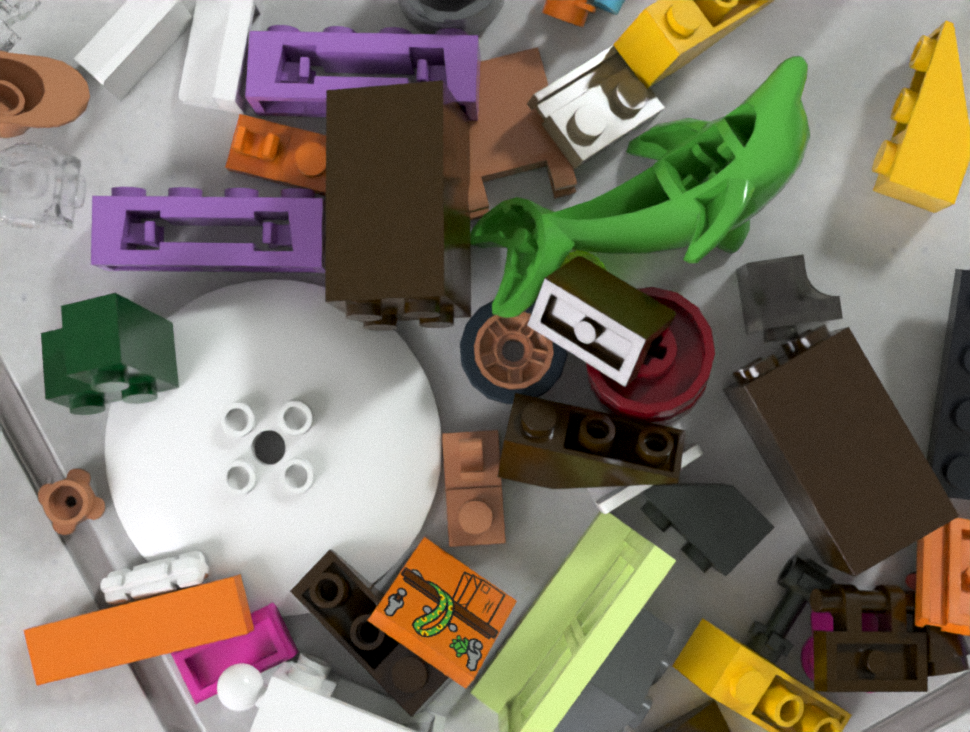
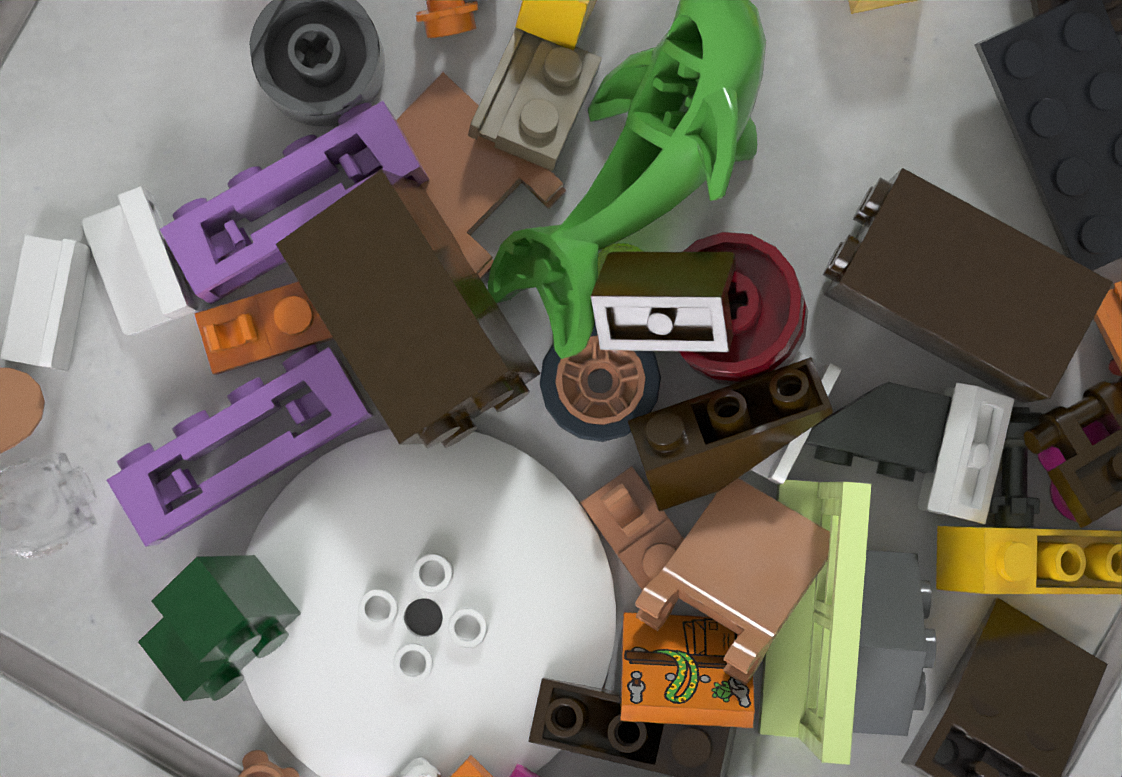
camera: 30 degrees left, 0 degrees up
(534, 560) = (743, 568): none -> nougat flag
(760, 578) = (968, 454): none -> white panel
(780, 298) = (827, 174): clear smoke brick -> none

